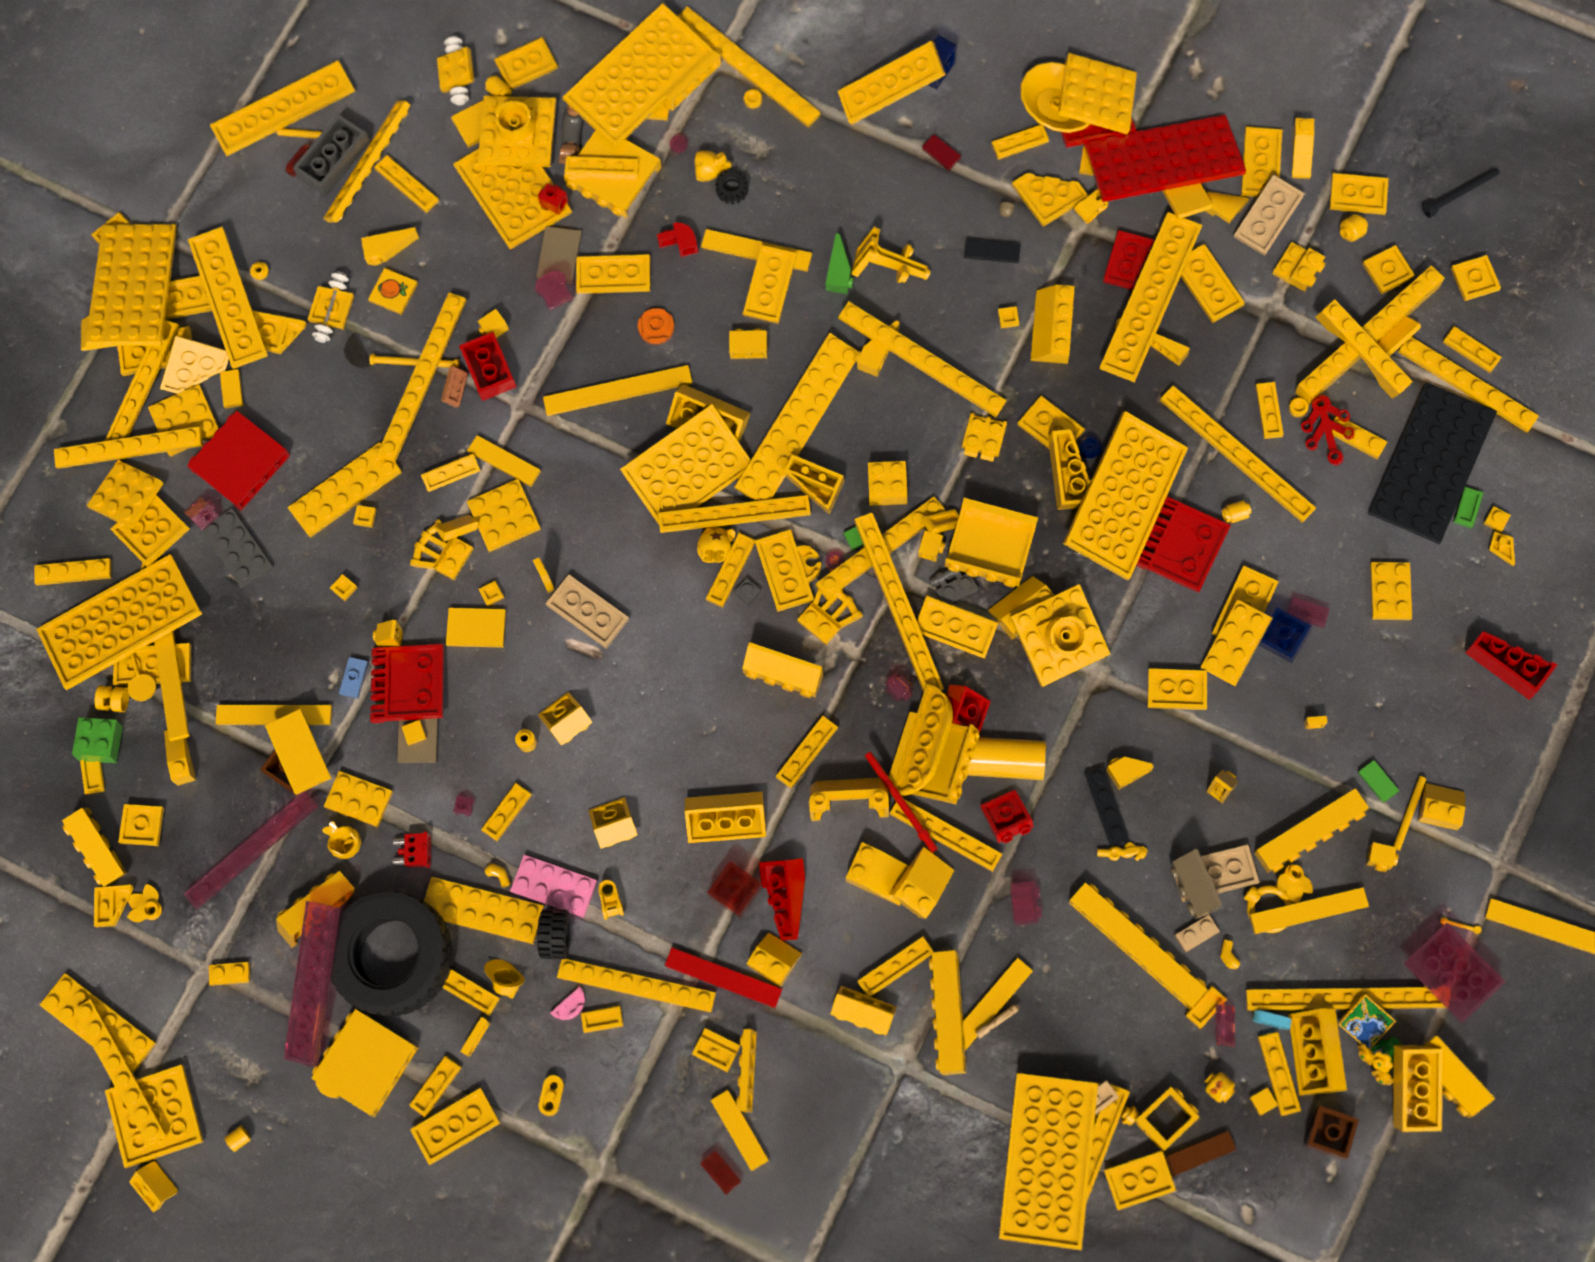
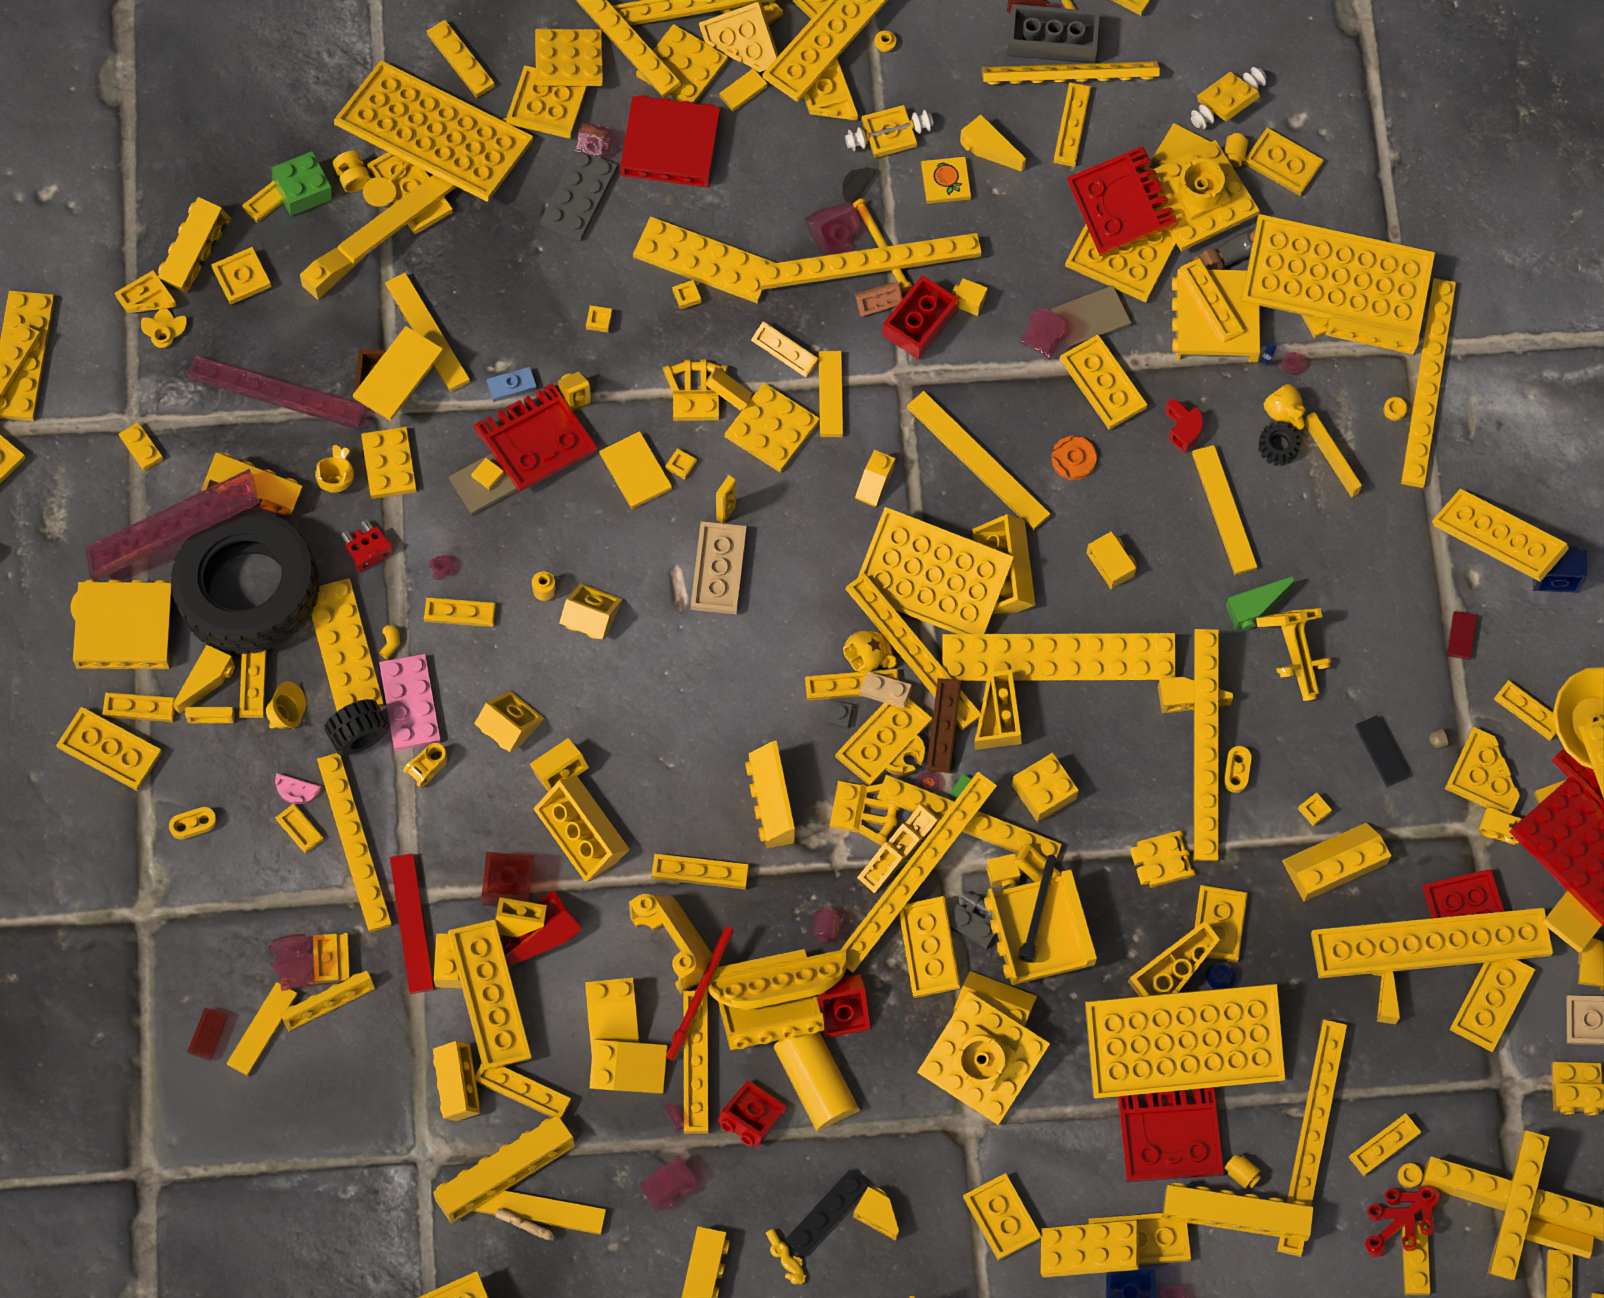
camera: 50 degrees right, 5 degrees down
(381, 387) = (833, 228): none -> clear pink slope
(442, 1021) = (205, 677): none -> yellow slope
(489, 185) = (1118, 203): none -> red hinge
(553, 198) = (1145, 273): red brick -> none
(588, 466) = (875, 478): none -> yellow slope
(662, 154) = (1268, 353): none -> clear blue tile
(669, 806) = (559, 763): none -> yellow brick
(705, 1080) = (292, 961): none -> clear pink piece
(744, 156) = (1333, 454): none -> yellow tile
(751, 548) = (885, 690): none -> tan plate
(768, 898) = (518, 917): none -> yellow slope
(769, 284) = (1194, 544): yellow tile -> none
(801, 524) = (944, 725): none -> reddish brown tile
(815, 950) = (489, 995): none -> yellow plate
(873, 606) = (898, 848): none -> yellow slope
(951, 350) = (1237, 770): none -> yellow plate
(977, 872) = (673, 1117): none -> clear pink tile
(1005, 560) = (1028, 951): none -> black piece
(1266, 531) = (1237, 1212): none -> yellow brick

